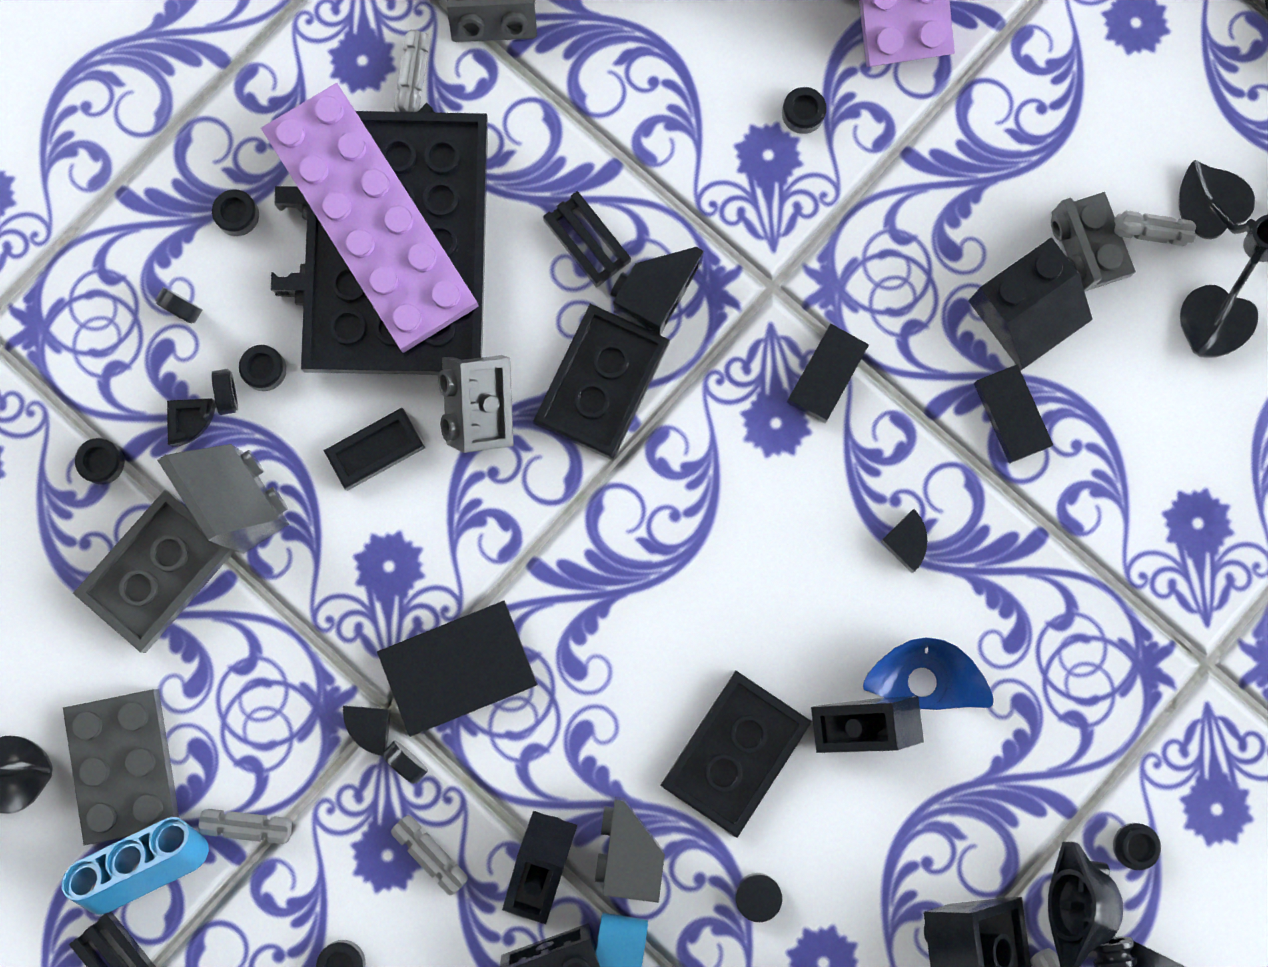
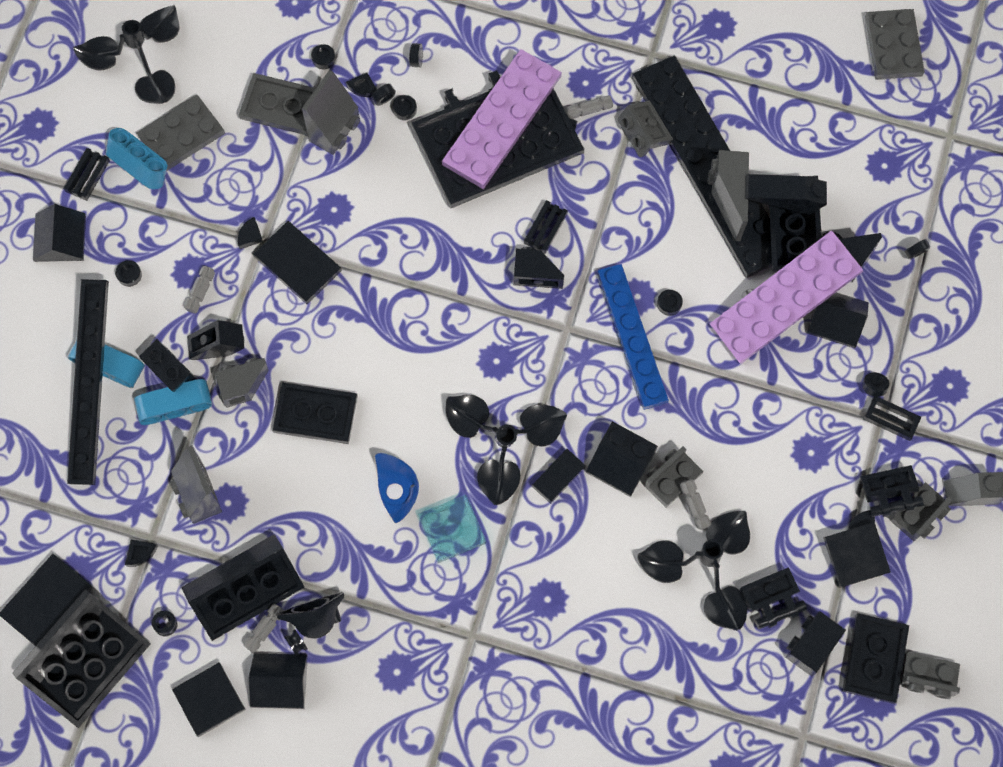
camera: 65 degrees right, 10 degrees down
(235, 212) = (476, 60): black tile -> none
(245, 826) = (176, 200): light grey axle -> none
(374, 449) = (389, 176): black tile -> none
(404, 762) = (239, 256): black tile -> none
(476, 403) = (433, 210): bracket -> none
(601, 382) = (475, 266): black tile -> none
(758, 897) = (246, 454): black tile -> none
(828, 373) = (534, 373): black tile -> none
(834, 193) = (632, 337): none -> blue plate
(868, 725) = (358, 468): black slope -> none
(908, 541) = (465, 450): black tile -> none
(921, 403) = (502, 478): none -> black plant
(1026, 619) = (452, 528): none -> clear light blue plate
(1136, 846) = (357, 634): black plate -> none

